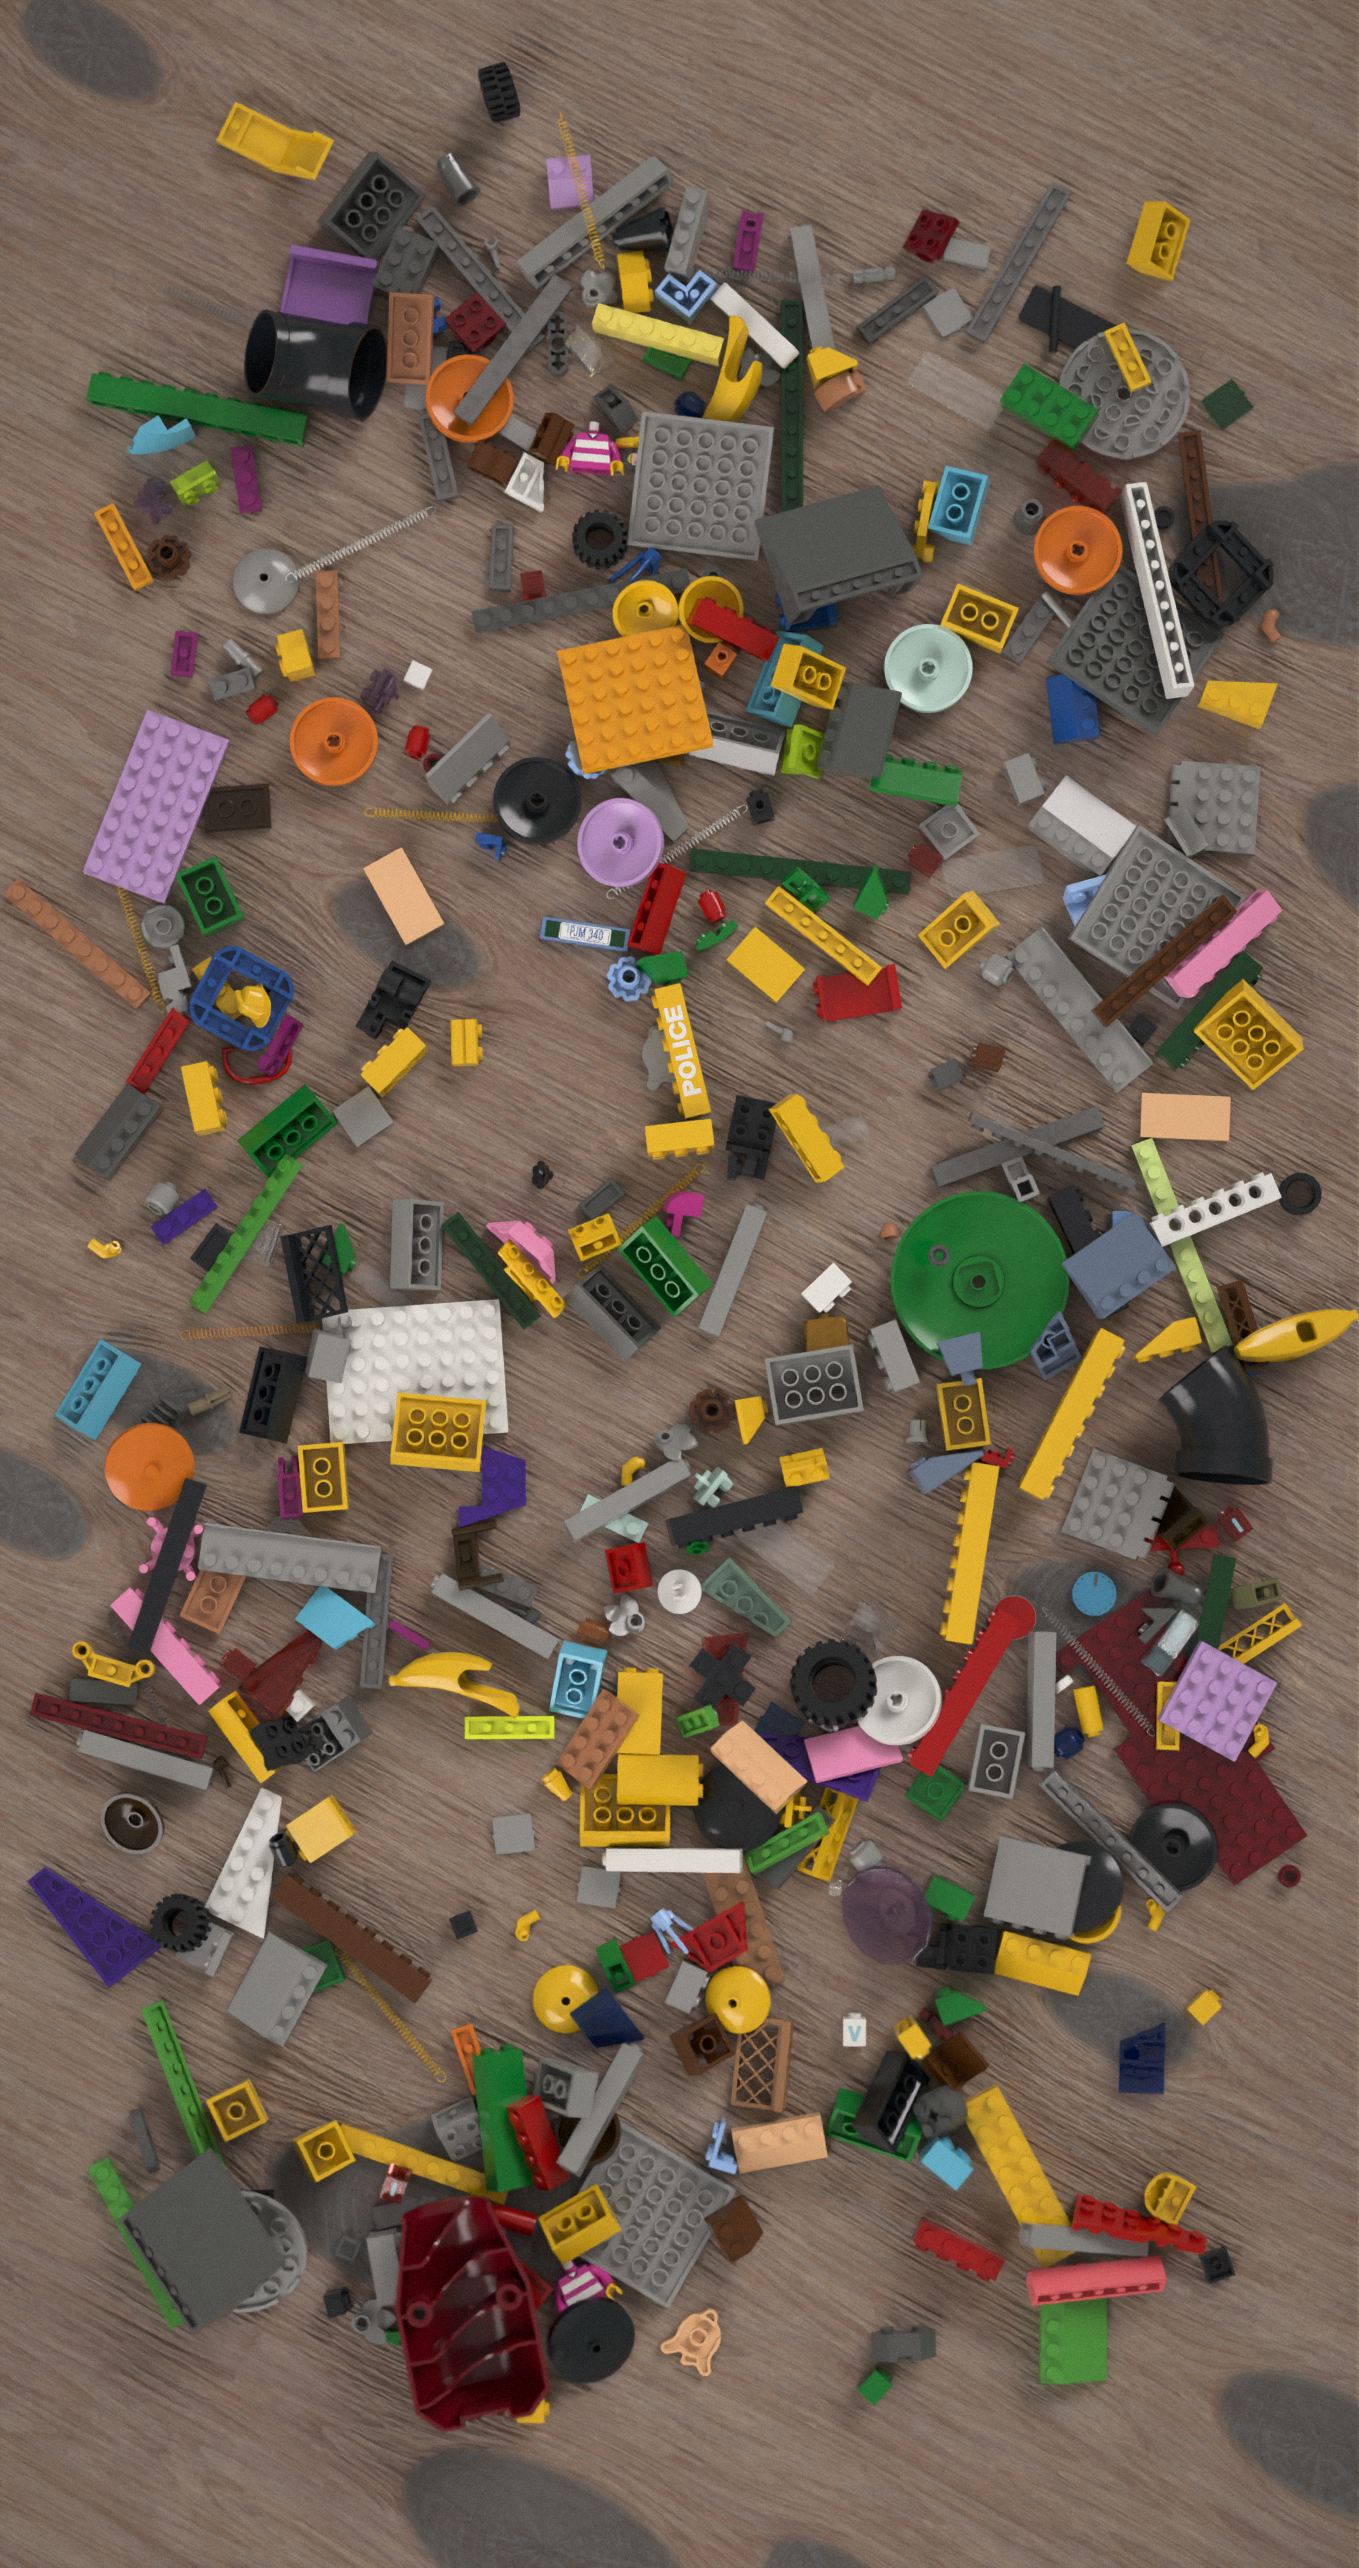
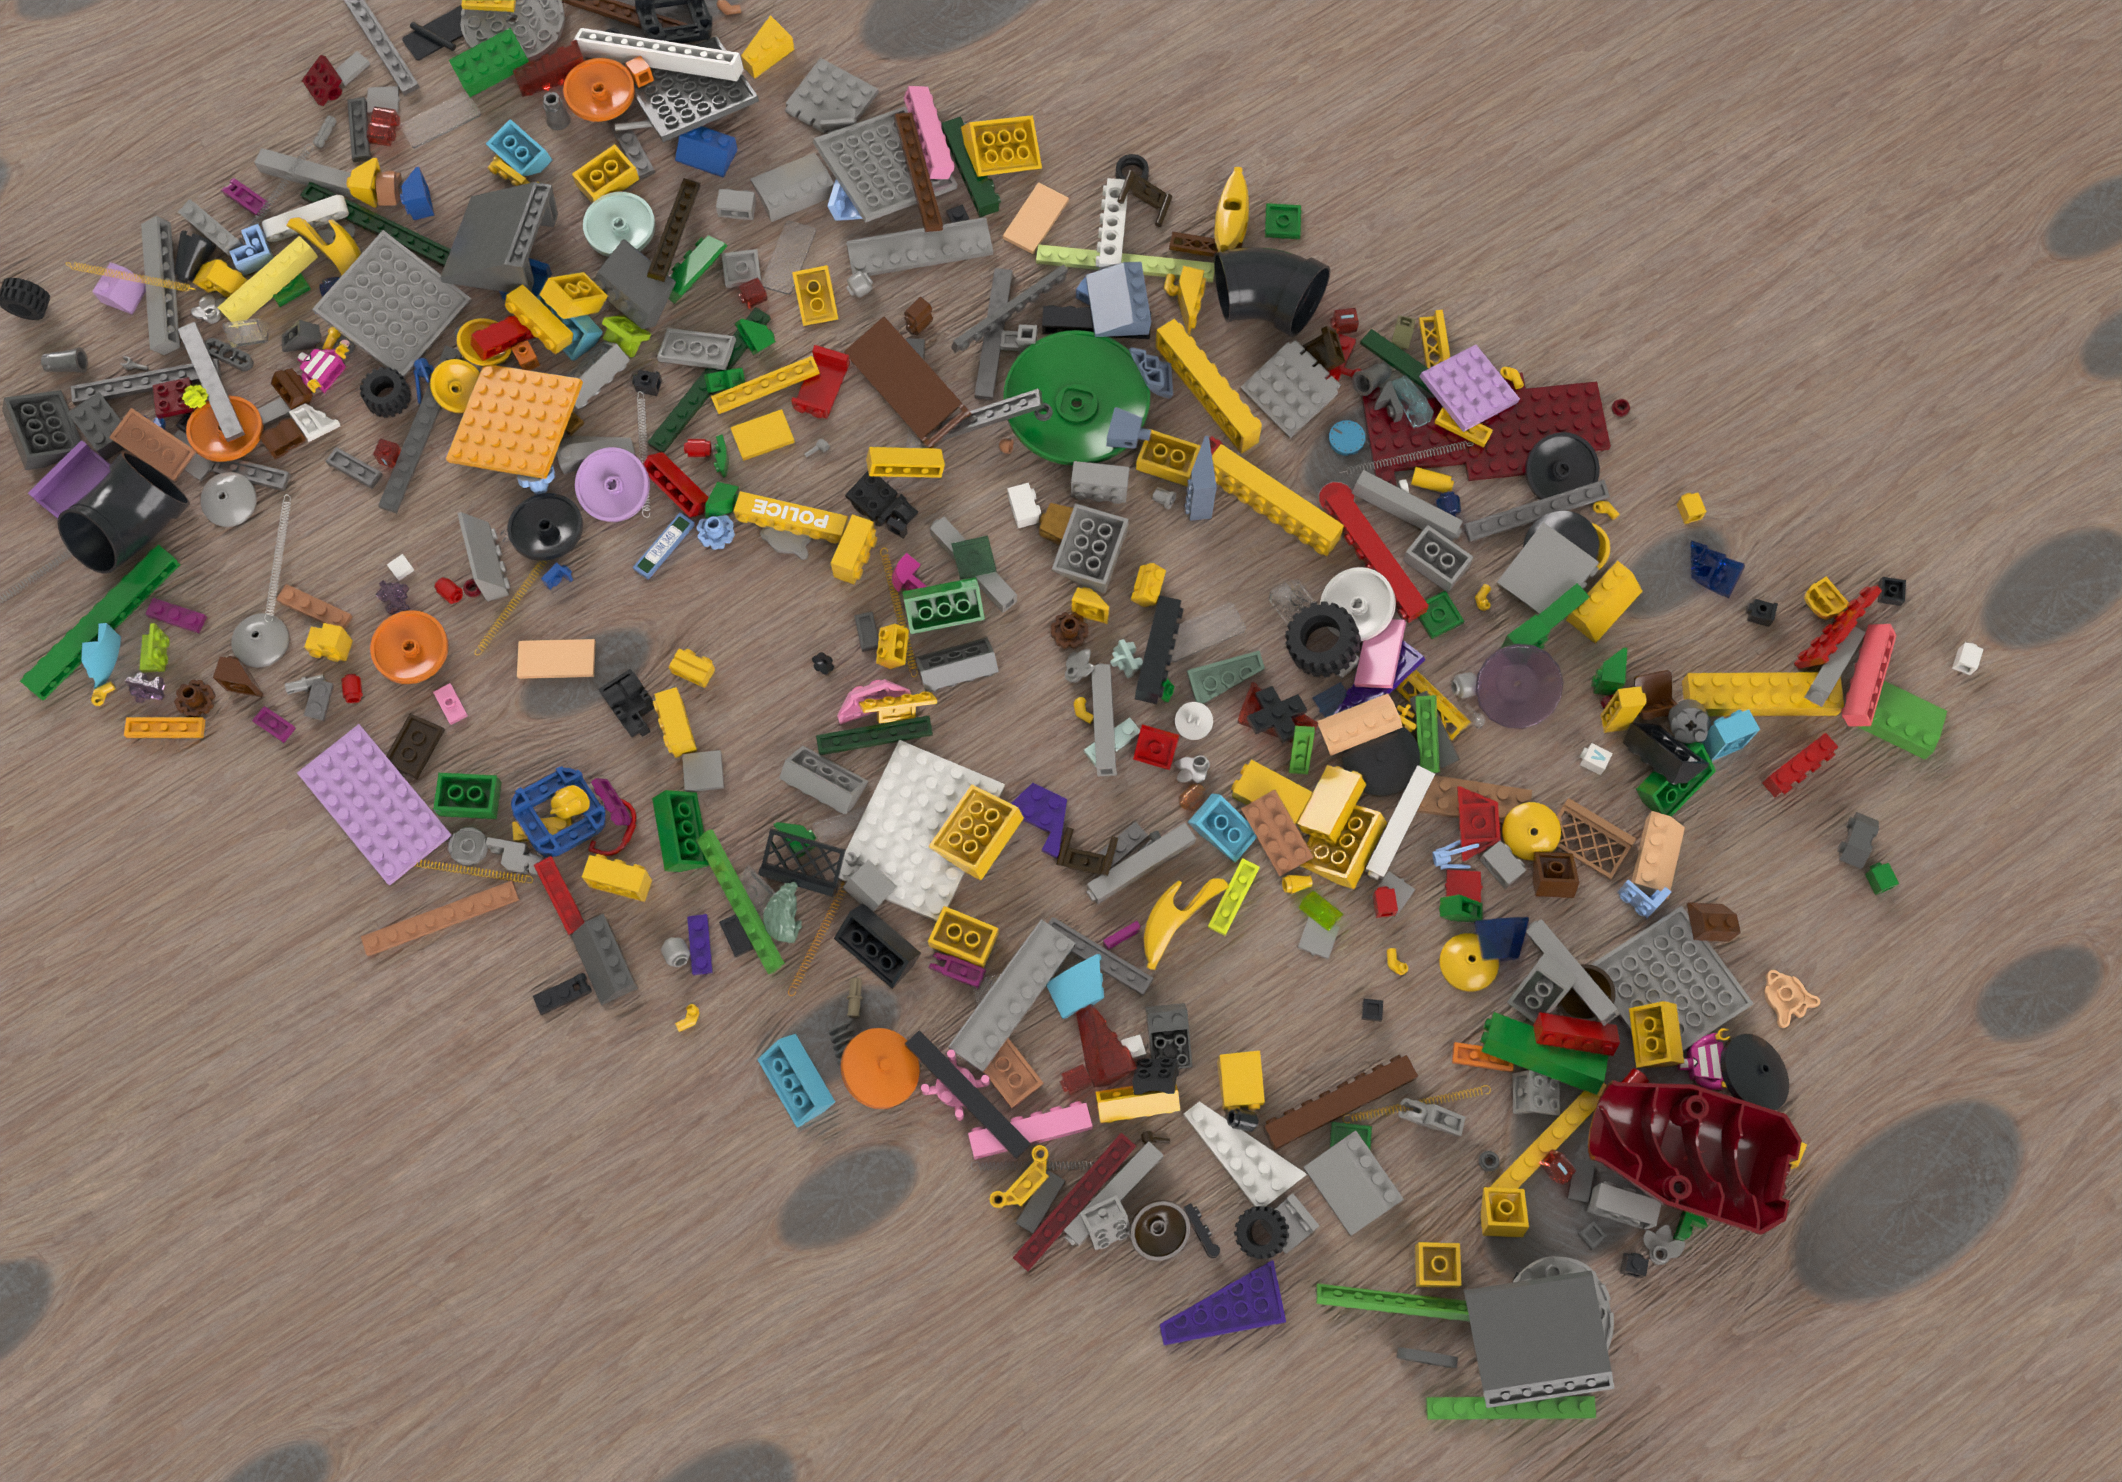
camera: 65 degrees left, 15 degrees down
(64, 1109) = (562, 994): none -> black plate
(112, 1766) = (1106, 1222): none -> light grey bracket
(124, 458) = (99, 694): none -> yellow arm
(154, 1863) = (1202, 1232): none -> black plate
(211, 588) = (235, 677): none -> reddish brown slope
(248, 1282) = (780, 914): none -> sand green hair
(299, 818) = (450, 704): none -> bright pink plate
(369, 2119) = (1495, 1161): none -> dark grey plate
(382, 2038) = (1433, 1117): none -> light grey plate
(409, 454) = (238, 500): none -> light grey dish
(484, 348) = (195, 396): none -> neon yellow gear
(542, 1823) = (1320, 910): none -> clear neon green slope
(581, 1884) = (1385, 902): none -> red brick
(735, 1269) = (973, 557): none -> clear green tile
(762, 655) = (538, 319): none -> yellow brick
(826, 838) = (696, 348): none -> light grey tile
(844, 430) = (417, 196): none -> blue slope
(903, 1085) = (906, 381): none -> reddish brown flag
(908, 1200) = (996, 413): none -> flat silver plate
(912, 336) = (383, 126): none -> clear red brick
(947, 735) = (673, 230): none -> dark brown tile
(963, 1948) = (1571, 649): black plate -> none
(977, 1827) = (1480, 597): none -> yellow arm
(1001, 1920) = (1563, 606): none -> green tile
(1117, 2144) = (1756, 613): none -> black brick
(1124, 581) = (639, 71): none -> orange brick
(1175, 1309) = (1169, 286): none -> yellow arm
(1178, 2378) = (1967, 658): none -> white brick
(1278, 1226) = (1146, 192): none -> dark brown plate
(1328, 1393) = (1282, 221): none -> green tile

